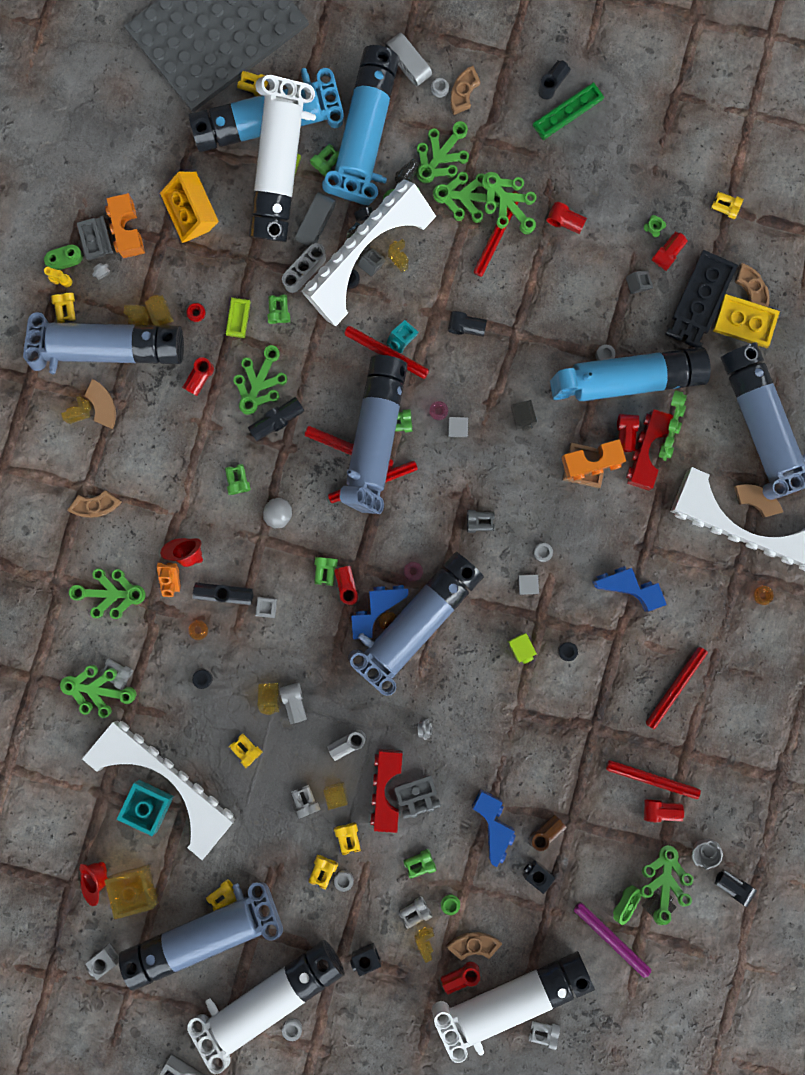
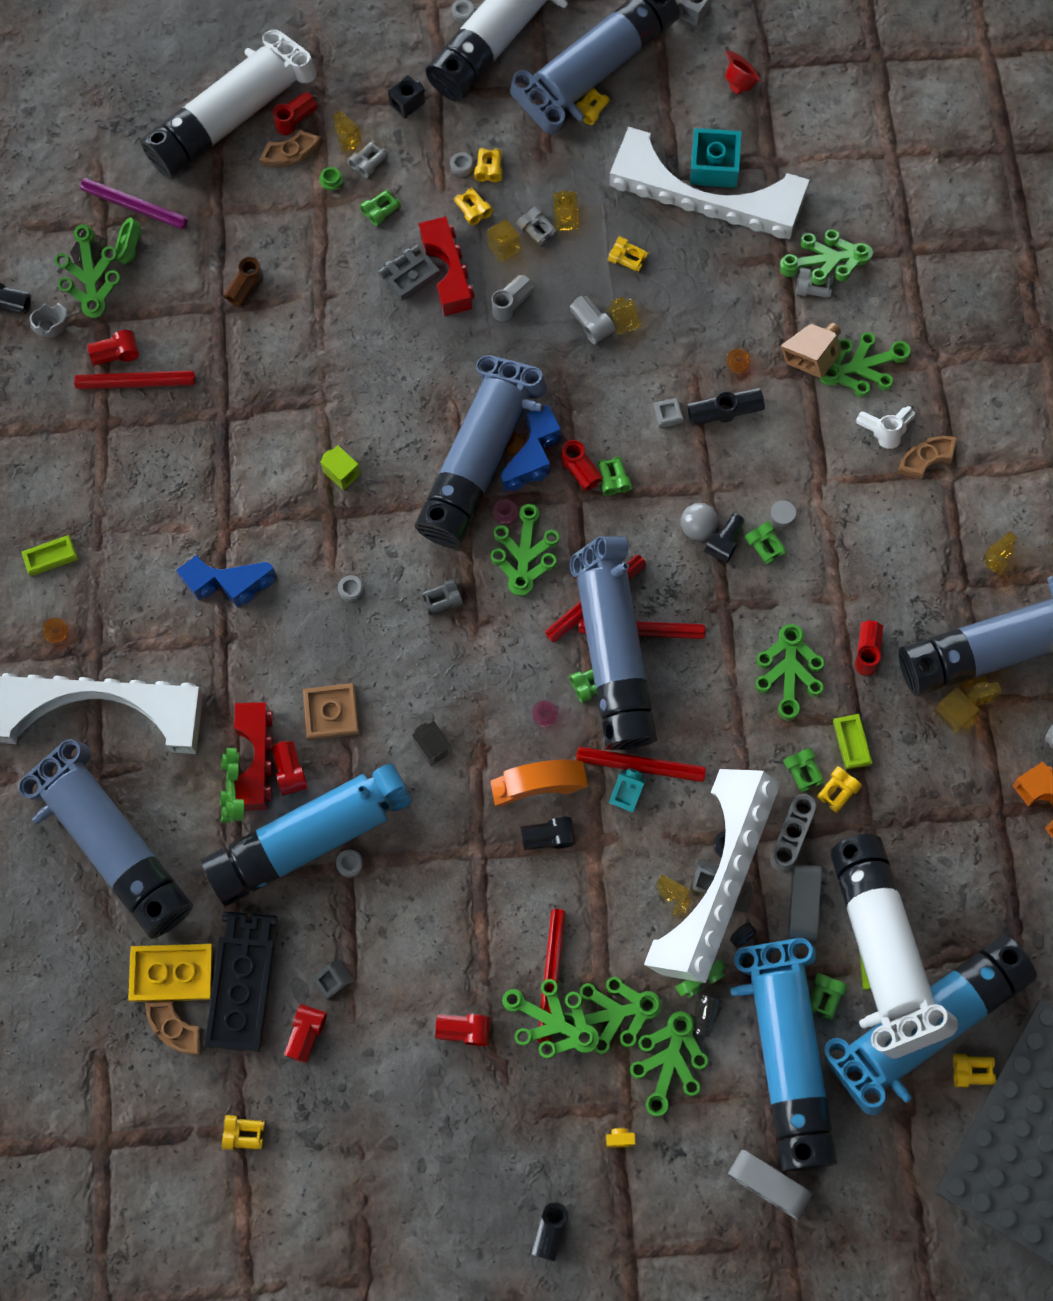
camera: 165 degrees right, 15 degrees down
(103, 404) = (974, 575): medium nougat tile -> none
(107, 535) = (888, 428): none -> white axle
(131, 892) = (693, 74): clear yellow brick -> none
(139, 614) = (813, 349): none -> medium nougat torso
(168, 579) = (798, 400): orange hips -> none
(183, 550) = (796, 436): red piece -> none
(188, 206) = (980, 861): light orange slope -> none
(193, 307) = (911, 721): red plate -> none
(202, 679) = (710, 312): black tile -> none
(216, 498) = (782, 513): none -> light grey tile
(254, 290) = (844, 781): none -> yellow piece
(268, 489) = (723, 544): none -> black pin
(276, 419) = (748, 629): black piece -> none
(278, 806) = (565, 210): none -> clear yellow bracket
(411, 533) = (523, 553): none -> bright green plant
(424, 729) = (426, 342): light grey plate -> none
(439, 87) = (709, 1160): light grey plate -> none
(458, 427) = (512, 702): light grey tile -> none
(460, 358) = (539, 778): none -> orange arch
(462, 89) = (676, 1171): medium nougat tile -> none
(490, 116) = (620, 1138): none -> yellow plate
(499, 833) = (320, 286): blue arch -> none
(528, 584) = (356, 544): light grey tile -> none
(544, 882) = (235, 228): black brick -> none
(552, 1034) = (173, 91): light grey piece -> none
(567, 651) = (282, 485): black tile -> none
(568, 111) = (512, 1194): green tile -> none
(610, 457) = (337, 697): orange arch -> none
(654, 220) = (333, 1057): bright green plate -> none
(676, 688) = (135, 489): red axle -> none
(752, 656) = (49, 555): none -> lime tile
(754, 496) = (102, 747): medium nougat tile -> none

